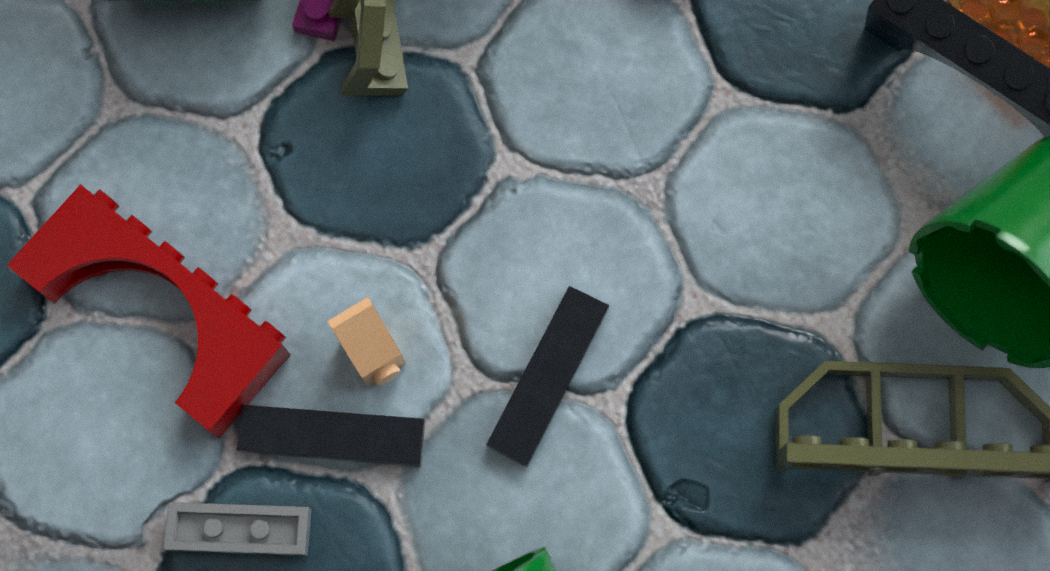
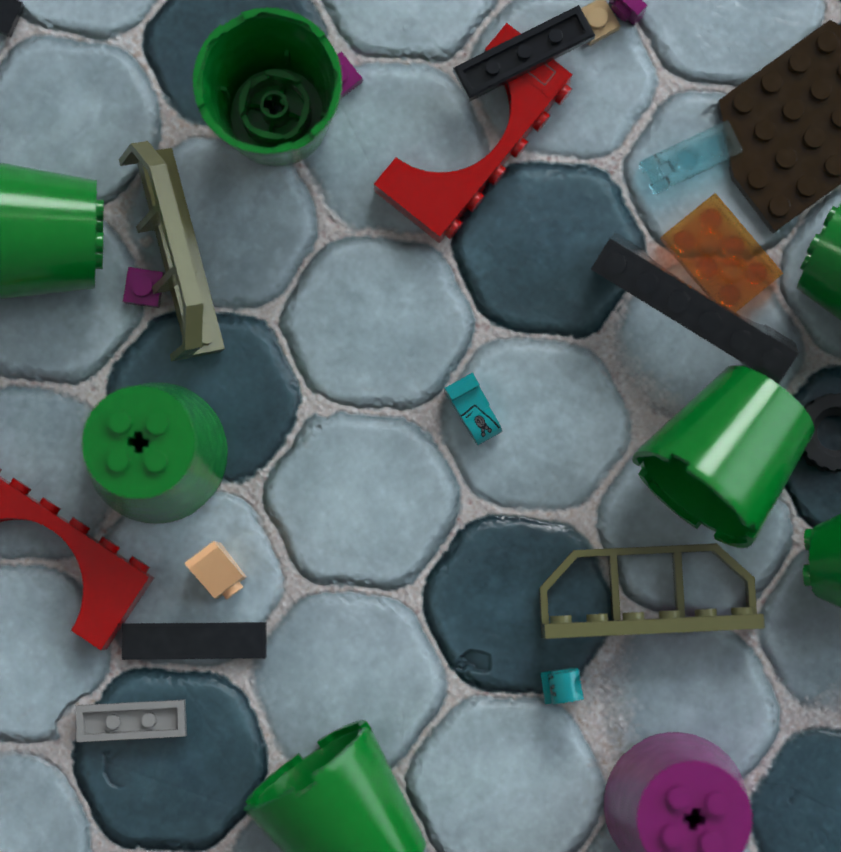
camera: 10 degrees left, 10 degrees up
(319, 213) = (178, 467): none -> green cone
(547, 376) = (359, 578): black tile -> none
(705, 179) = (473, 409): none -> teal leg
(803, 532) = (561, 685): none -> teal leg

